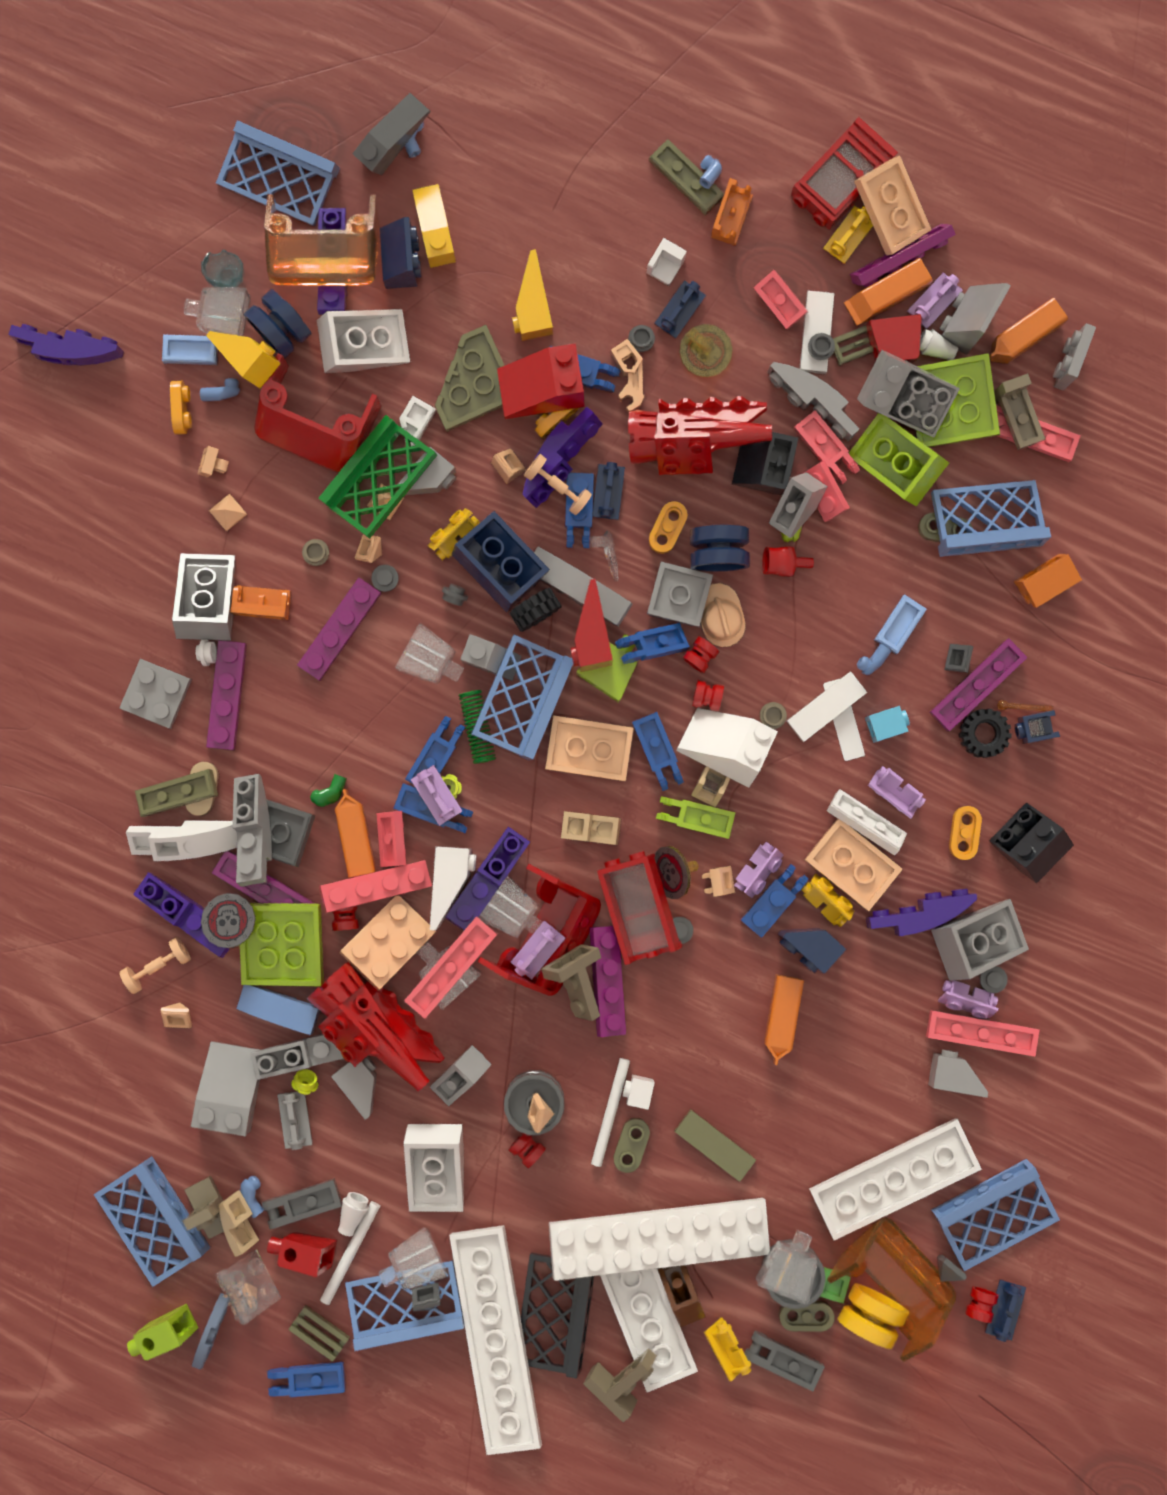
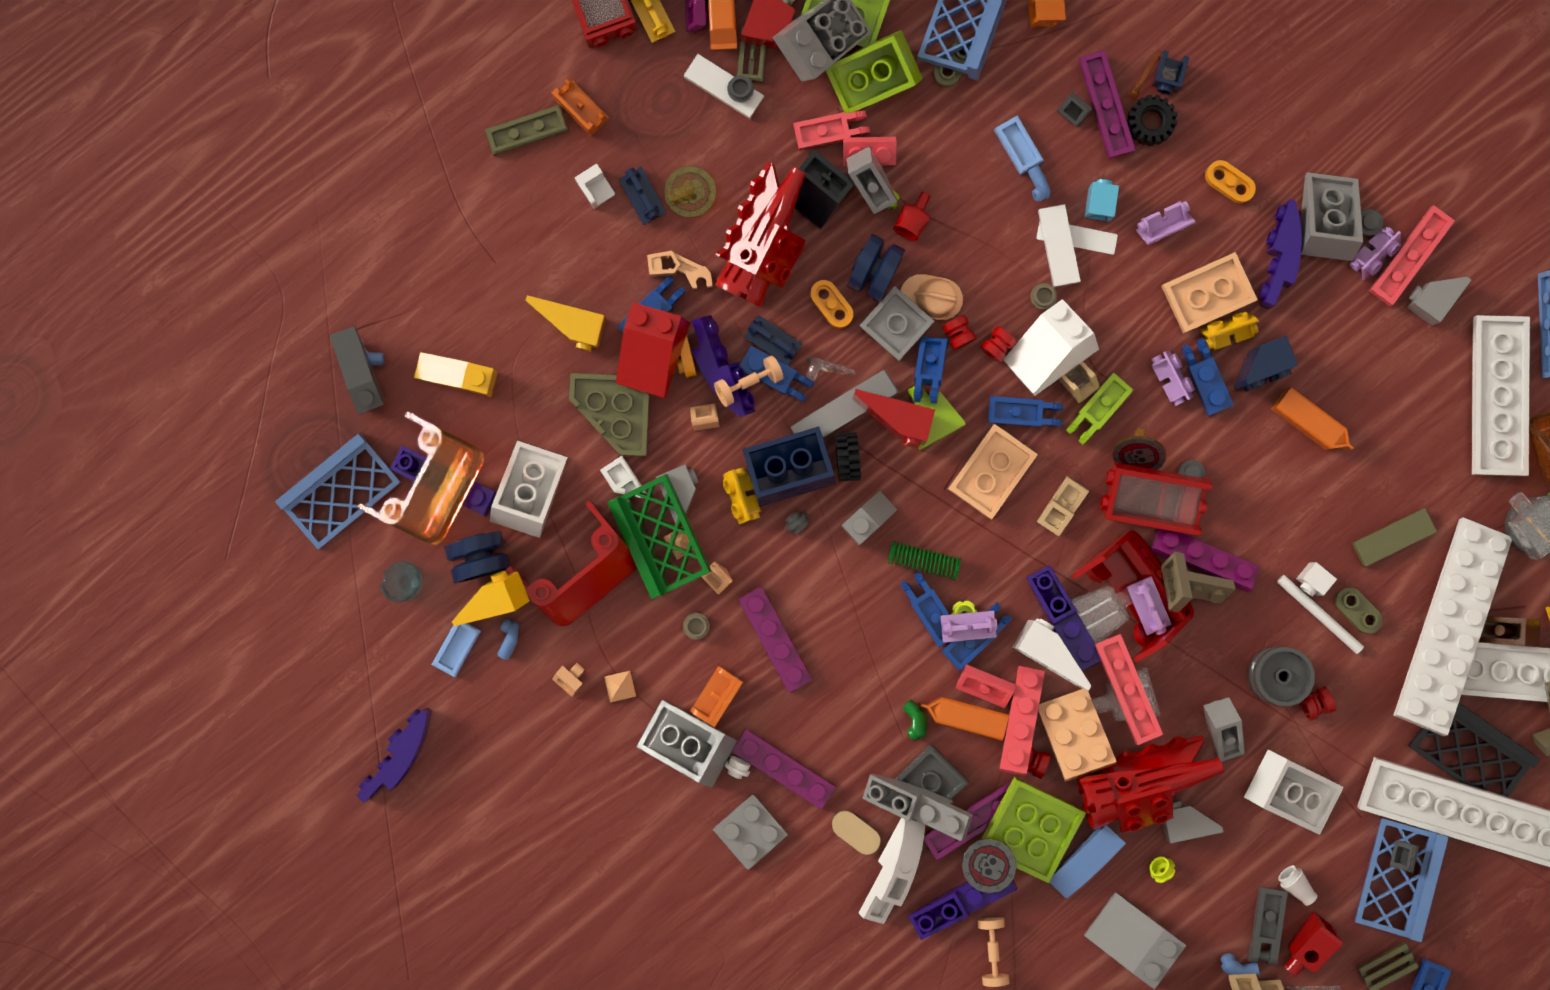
camera: 55 degrees left, 0 degrees up
(176, 793) = (849, 856): olive tile -> none
(176, 1016) = (1047, 954): light nougat slope -> none
(180, 417) = (495, 676): light orange plate -> none
(220, 310) = (437, 603): clear torso -> none
(294, 1056) = (1135, 867): light grey slope -> none
(294, 1120) = (1191, 895): light grey hinge -> none
(349, 1253) = (1331, 905): white bar -> none
(385, 578) = (750, 576): dark grey plate -> none
(398, 255) = (467, 418): dark blue slope -> none
(414, 1262) = (1369, 851): clear torso -> none
(428, 658) = (842, 572): clear torso -> none
(539, 1113) = (1296, 675): light nougat slope -> none
(546, 700) = (940, 497): medium blue fence -> none
(642, 338) = (651, 242): dark grey plate -> none
(713, 171) = (534, 104): medium blue arm -> none
(721, 881) = (1167, 415): light nougat tile -> none
(781, 299) = (680, 103): coral plate -> none
(808, 389) = (772, 120): light grey slope -> none
(867, 822) = (1178, 262): white tile -> none
(1032, 842) = (1267, 128): black slope -> none

